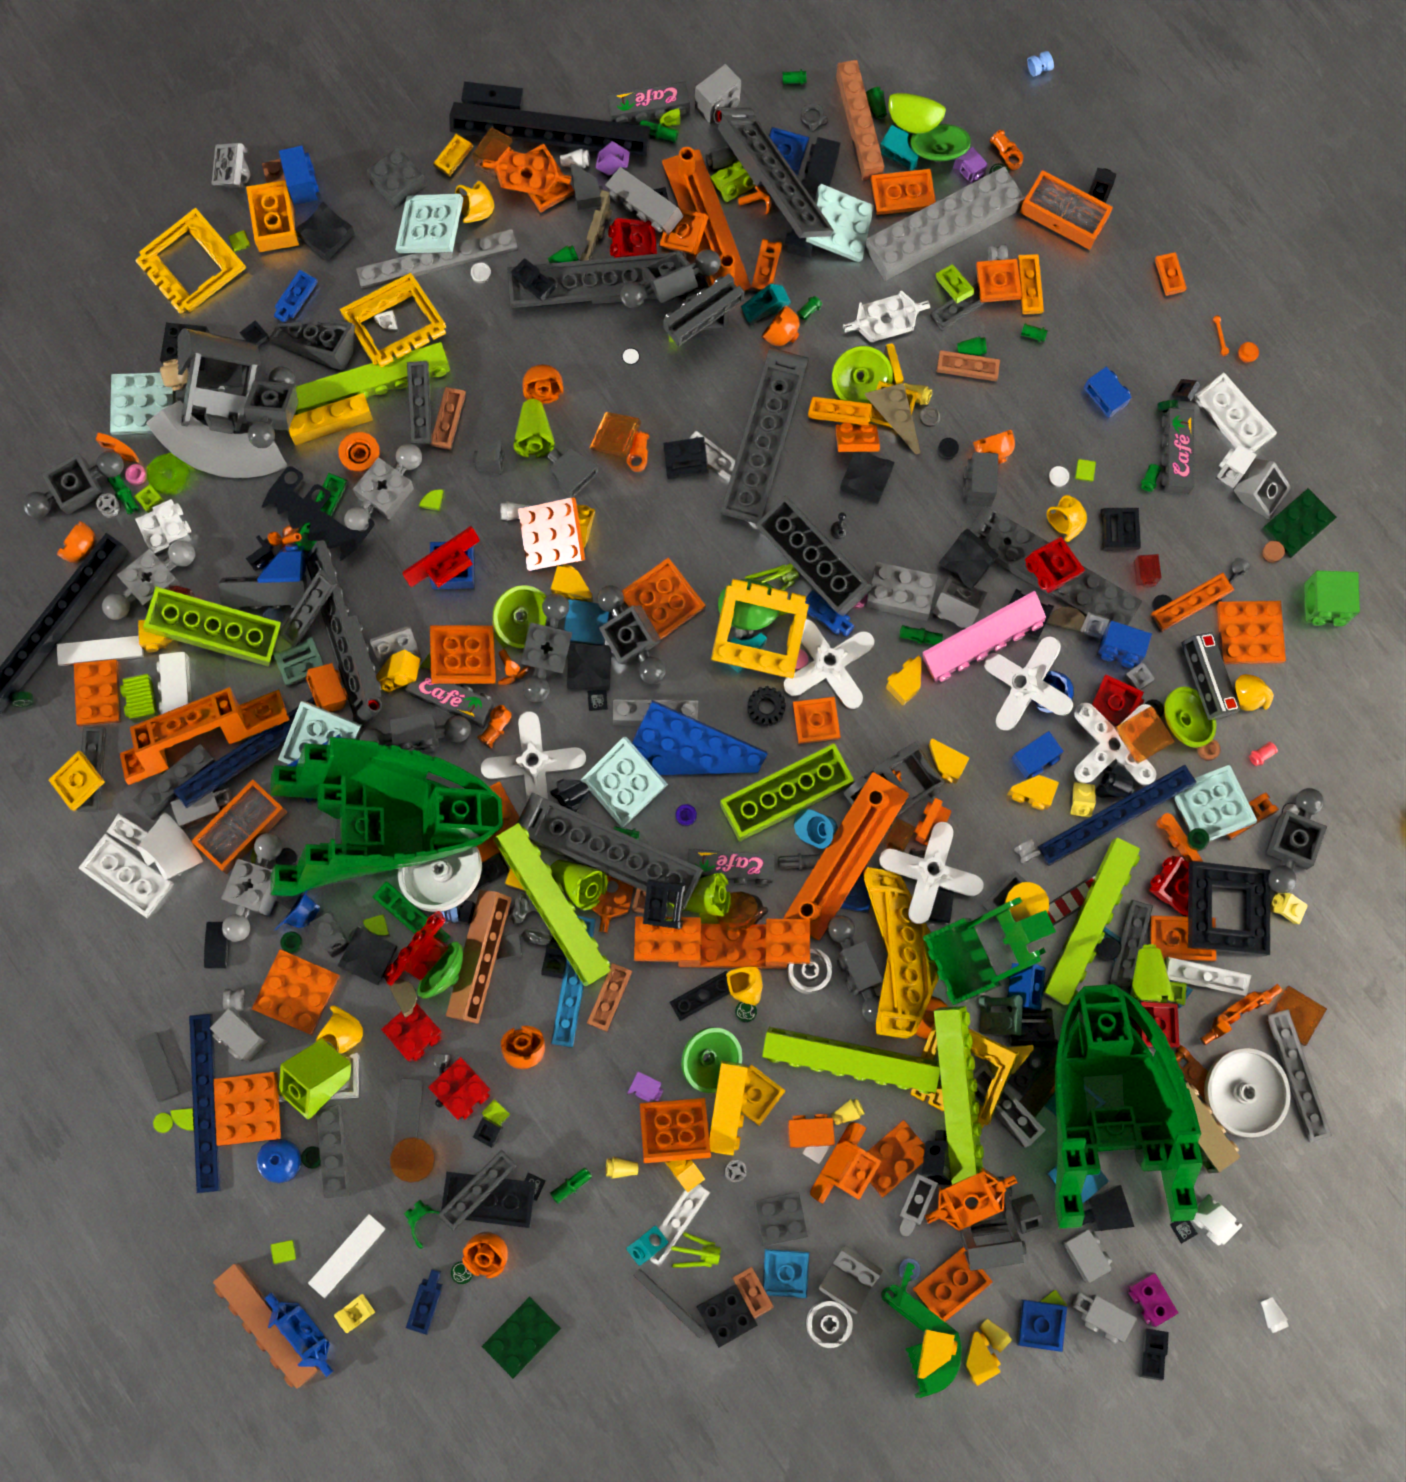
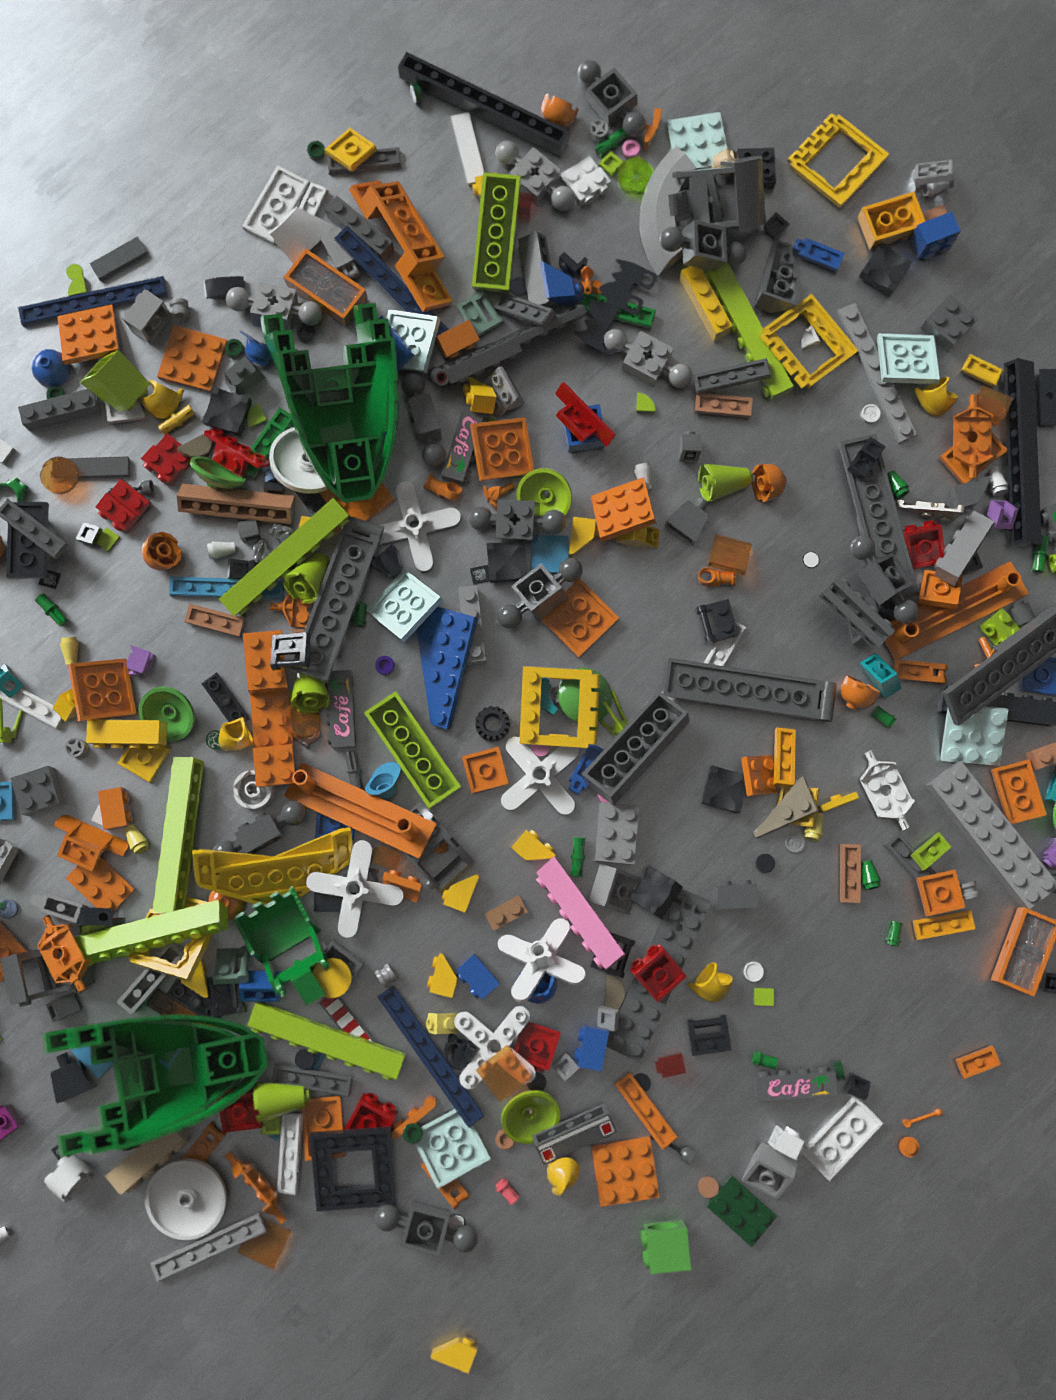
camera: 85 degrees right, 5 degrees up
(68, 822) = (316, 150): none -> dark green tile
(97, 692) = (431, 153): orange plate -> none
(139, 698) = (429, 187): lime brick -> none
(175, 681) = (446, 213): white brick -> none
(239, 240) = (865, 198): lime piece -> none
(358, 451) = (677, 331): orange piece -> none
(366, 1017) = (176, 419): none -> yellow pin
(528, 983) = (220, 549): none -> white cone
(839, 526) = (672, 769): dark grey hinge -> none
(856, 359) = (811, 763): lime dish -> none
(972, 718) = (506, 913): none -> medium nougat plate
(1000, 443) = (771, 907): orange cylinder -> none
(1087, 1255) = (29, 1064): light grey brick -> none
(1108, 392) = (845, 1011): blue brick -> none
(1288, 906) = (363, 1226): light yellow bracket -> none

